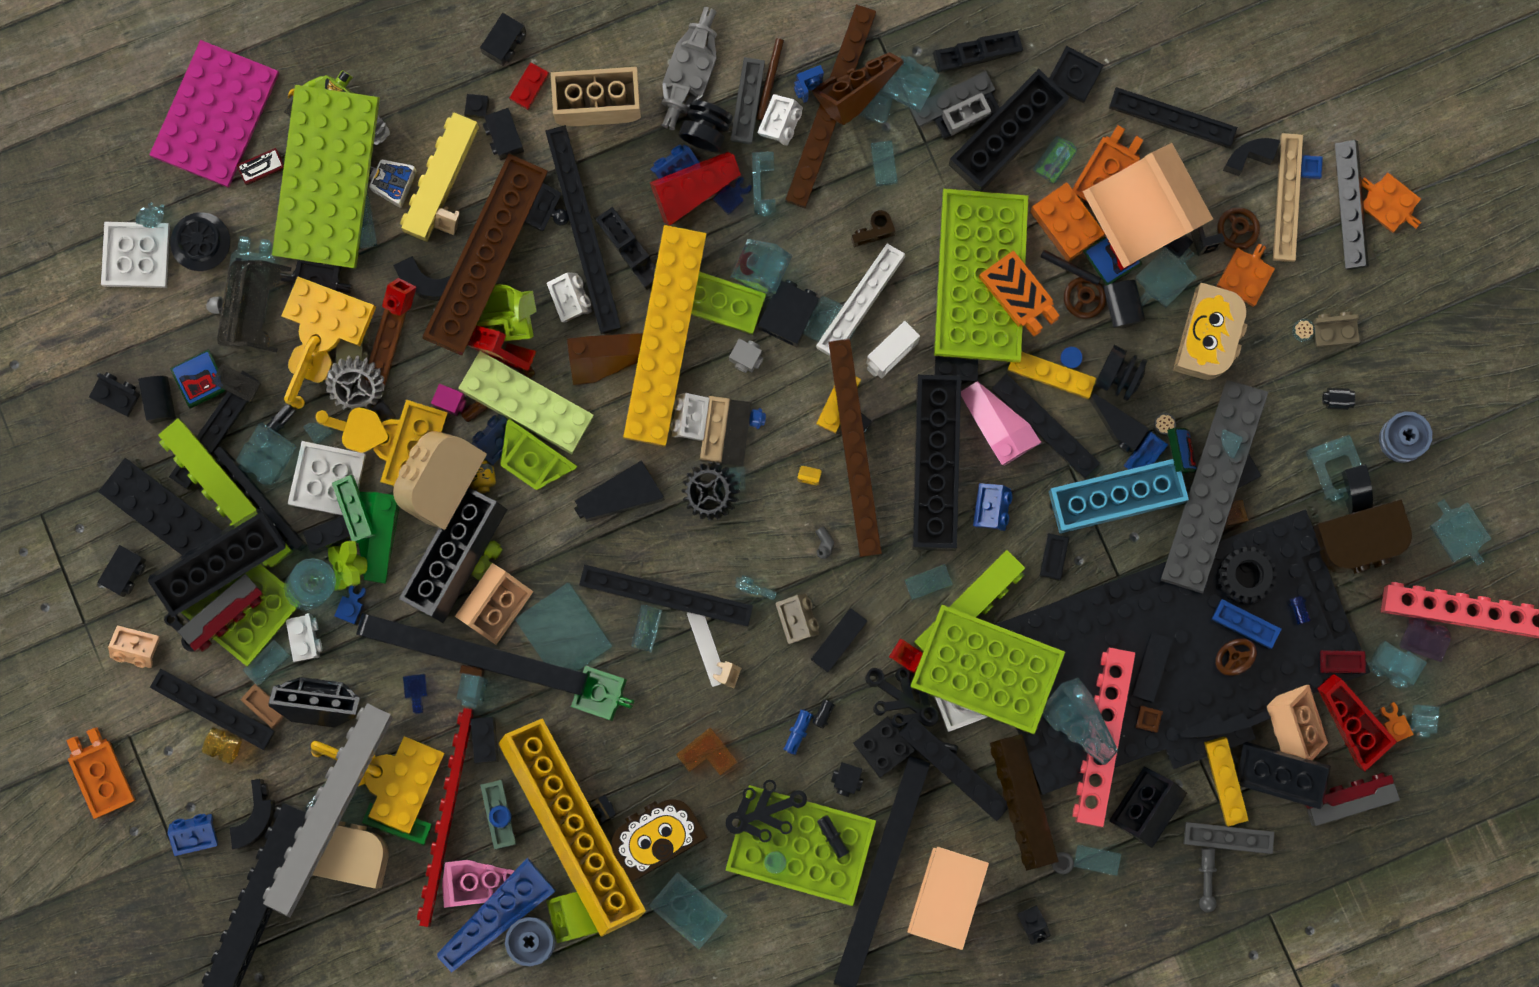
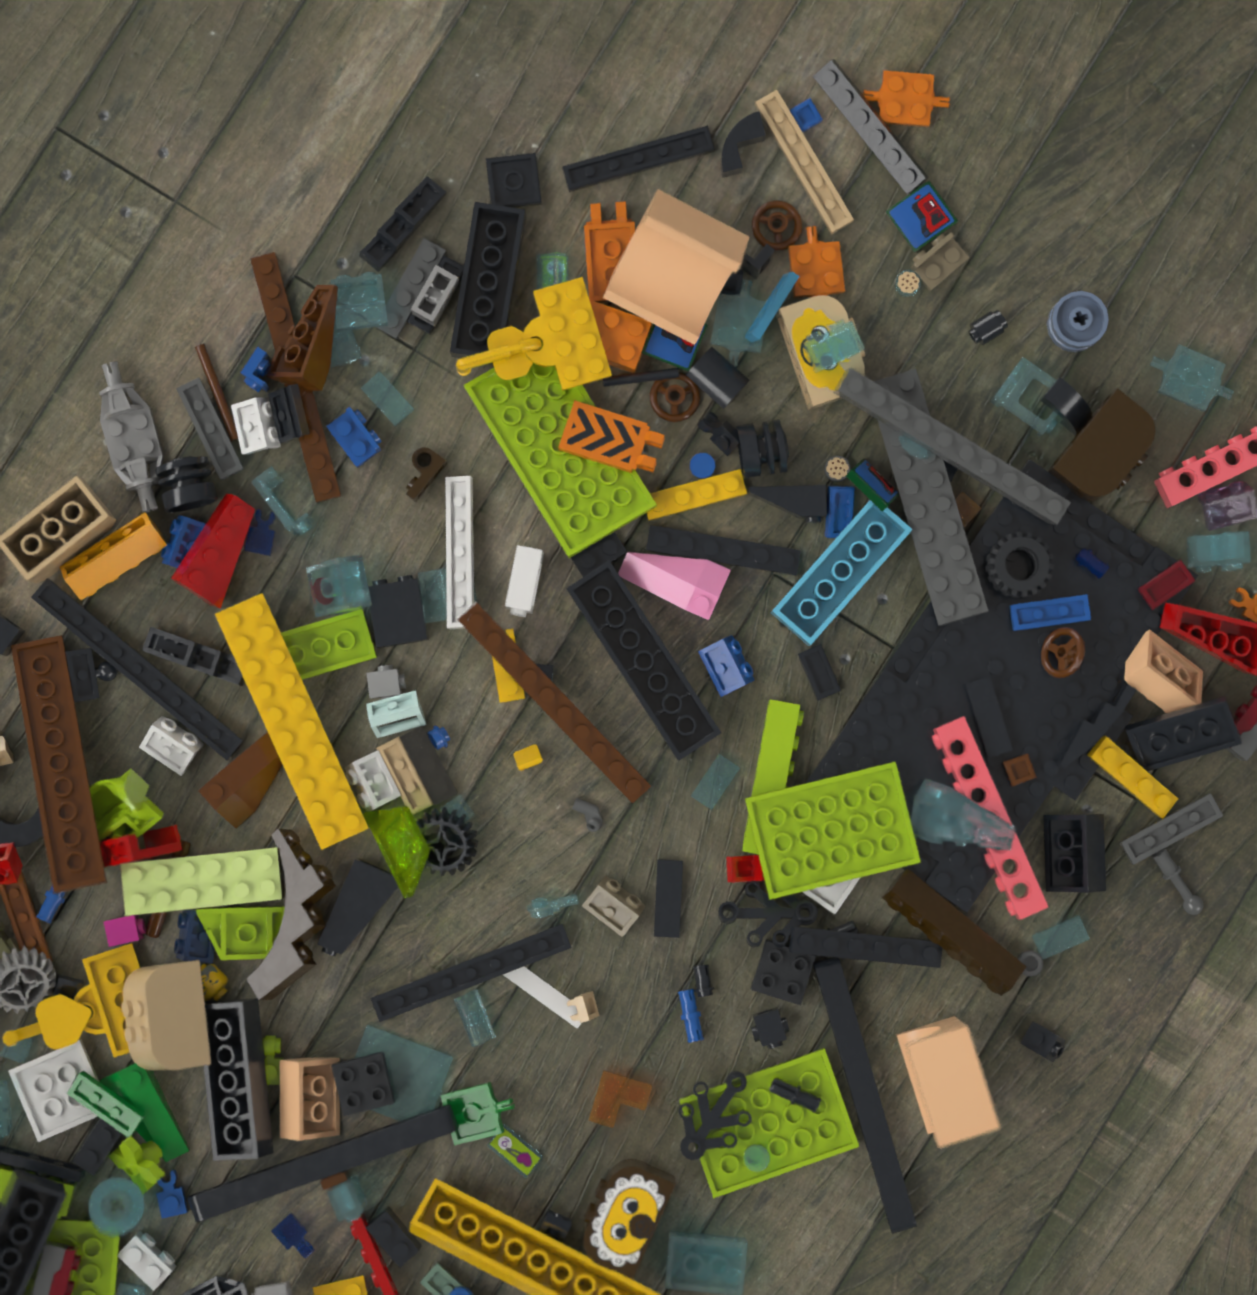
camera: 40 degrees left, 5 degrees up
(412, 347) = (50, 905): none -> blue pin
(538, 619) = (363, 1083): none -> black brick
(549, 495) = (301, 919): none -> arch
(609, 741) = (515, 1151): none -> slope
(620, 141) = (113, 556): none -> light orange brick
(680, 471) = (400, 845): none -> clear neon green wing
(741, 376) = (395, 709): none -> light aqua tile
(809, 126) = (288, 413): none -> black plate
(842, 174) = (354, 437): none -> blue bracket
(1039, 202) = (567, 335): none -> yellow plate
(1101, 346) = (724, 434): none -> black plate
(1195, 279) = (771, 306): none -> dark azure tile
(1219, 332) = (833, 346): none -> clear light blue brick
(1255, 460) = (951, 447): none -> dark grey brick
(1345, 290) = (922, 216): none -> slope

